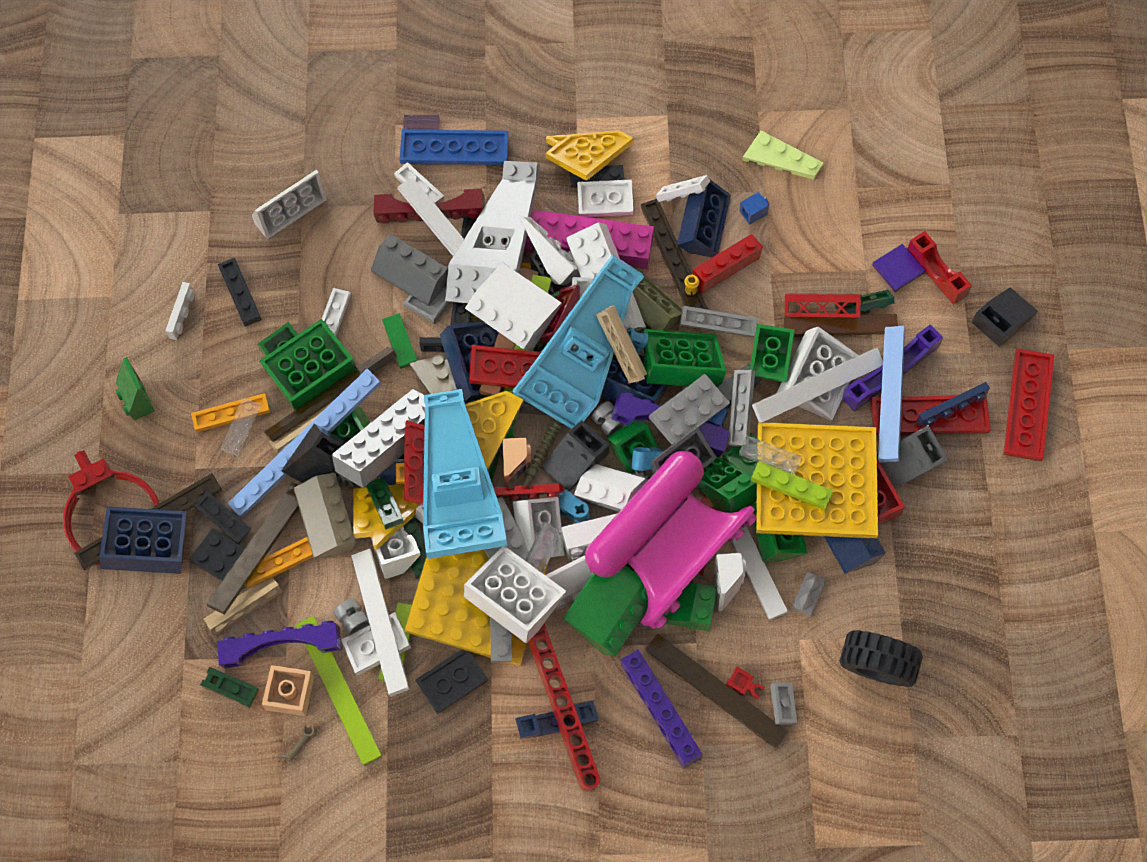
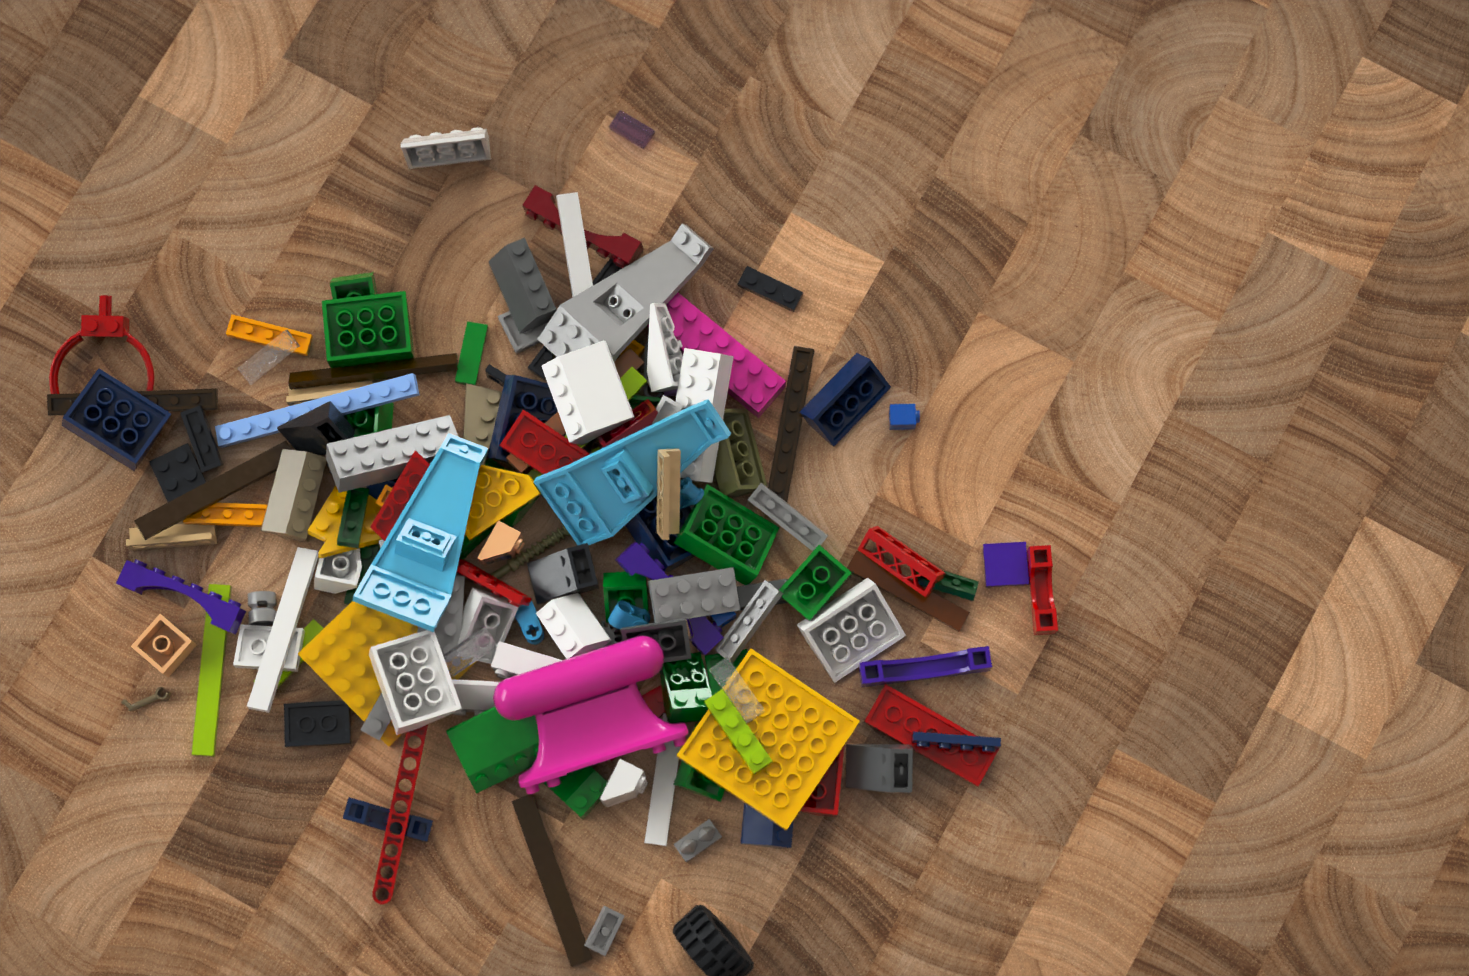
camera: 30 degrees right, 10 degrees up
(132, 392) = (189, 263): green slope -> none
(180, 311) = (281, 200): white plate -> none
(230, 687) = (116, 609): dark green plate -> none
(239, 292) = (350, 211): black tile -> none
(336, 309) = (428, 286): white tile -> none
(408, 171) = (588, 198): white plate -> none
(454, 147) = (647, 175): blue plate -> none
(586, 152) = (775, 258): yellow wing -> none
(602, 417) = (613, 549): light grey wheel -> none
(605, 198) = (762, 319): white plate -> none
(661, 709) = (488, 867): dark purple brick -> none
(683, 188) = (840, 357): white plate -> none
(691, 283) = (783, 459): yellow pin -> none
(727, 262) = (834, 461): red brick -> none
(742, 682) = (579, 886): red plate -> none
(775, 153) = (966, 371): yellowish green wing -> none
(817, 385) = (838, 642): white tile -> none
(891, 394) = (903, 694): light blue tile -> none
(1003, 316) = (1075, 678): black slope -> none
(1028, 405) = (1035, 782): red plate -> none

